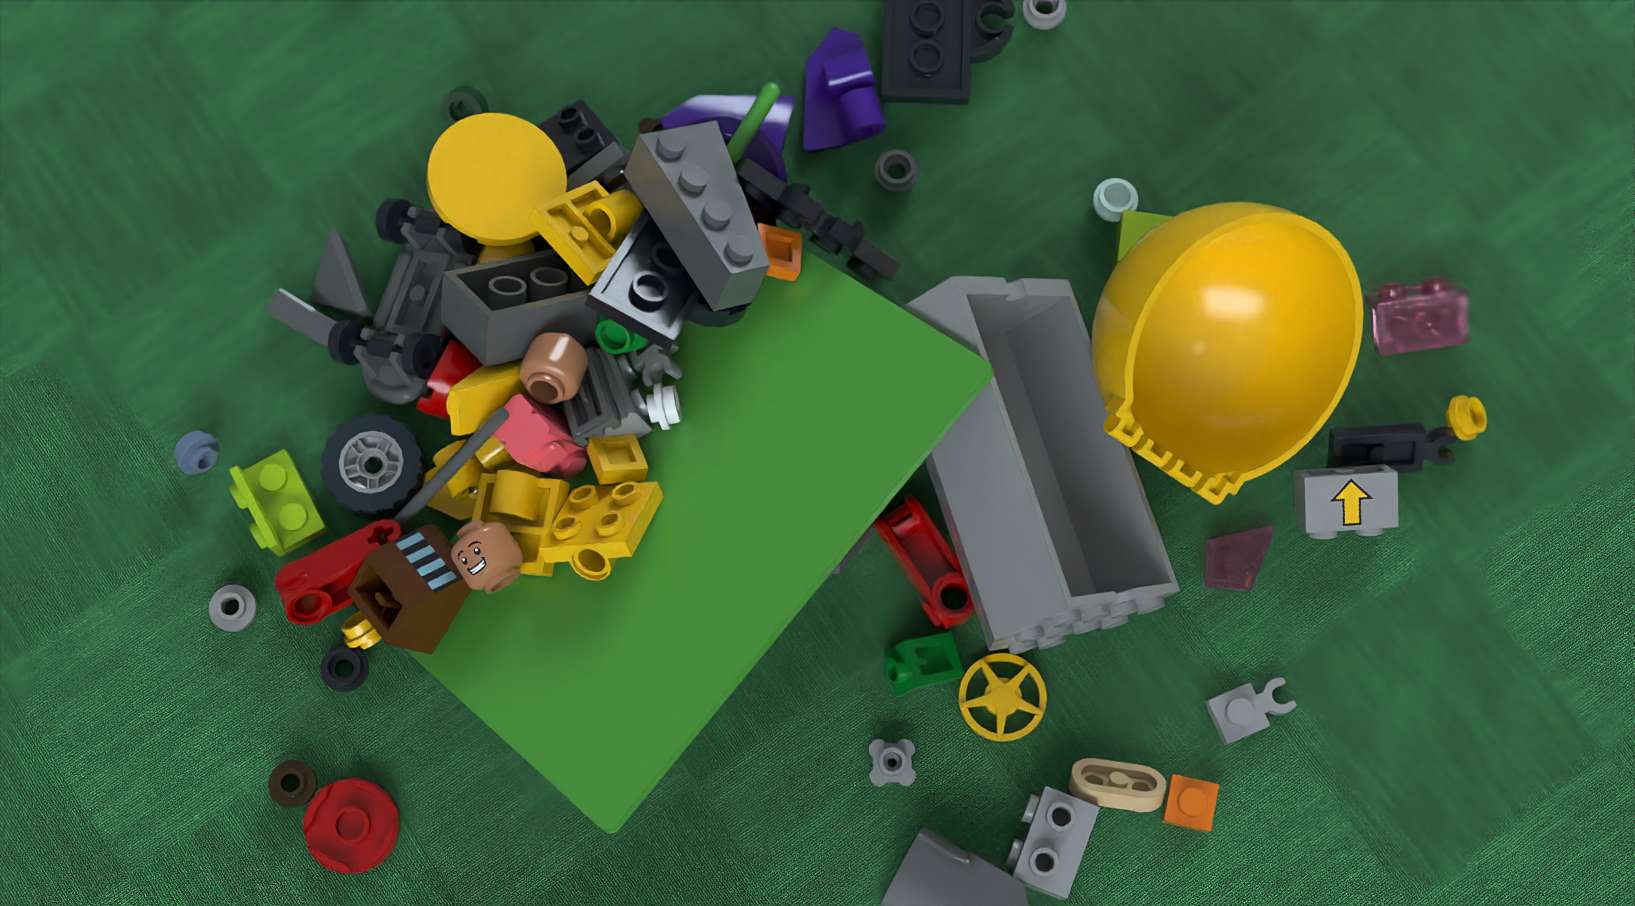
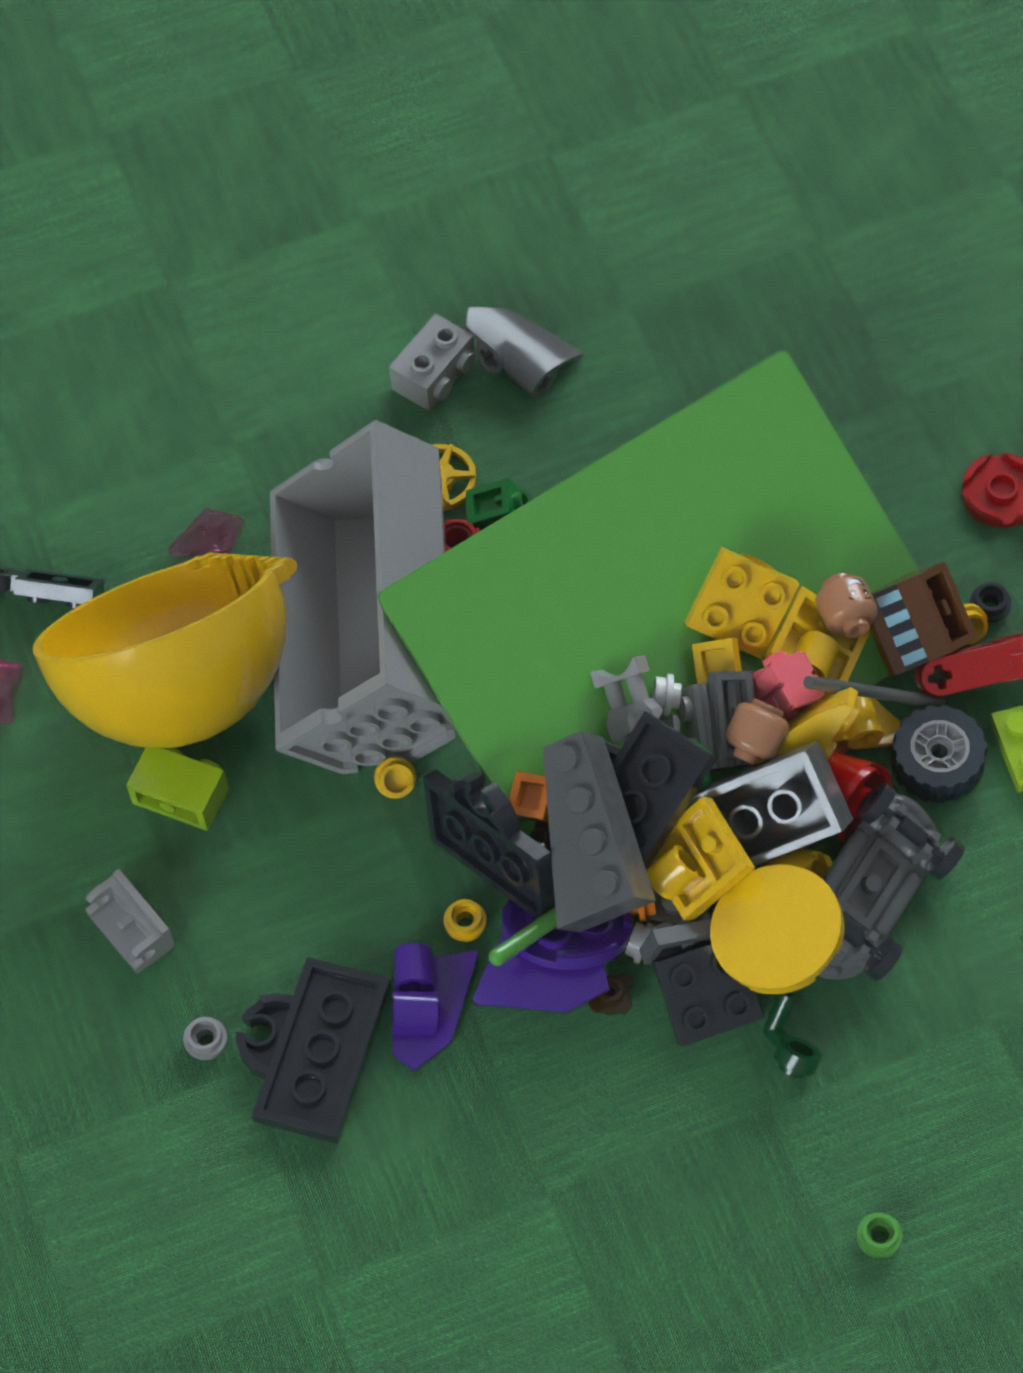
camera: 160 degrees left, 15 degrees down
(300, 317) = (982, 893): dark grey bar -> none
(338, 283) = (946, 919): dark grey slope -> none
(697, 369) = (622, 716): none -> light grey piece
(830, 168) = (465, 909): none -> yellow plate
(882, 772) = (546, 454): light grey plate -> none
(900, 160) = (396, 902): dark grey plate -> none
(1113, 197) = (202, 844): light aqua plate -> none
(1117, 785) = (369, 392): tan plate -> none
(1156, 103) = (129, 922): none -> light grey hinge
(1190, 803) = (313, 375): orange plate -> none
(1243, 712) = (247, 429): light grey plate -> none
(1345, 499) = (101, 550): light grey brick -> none

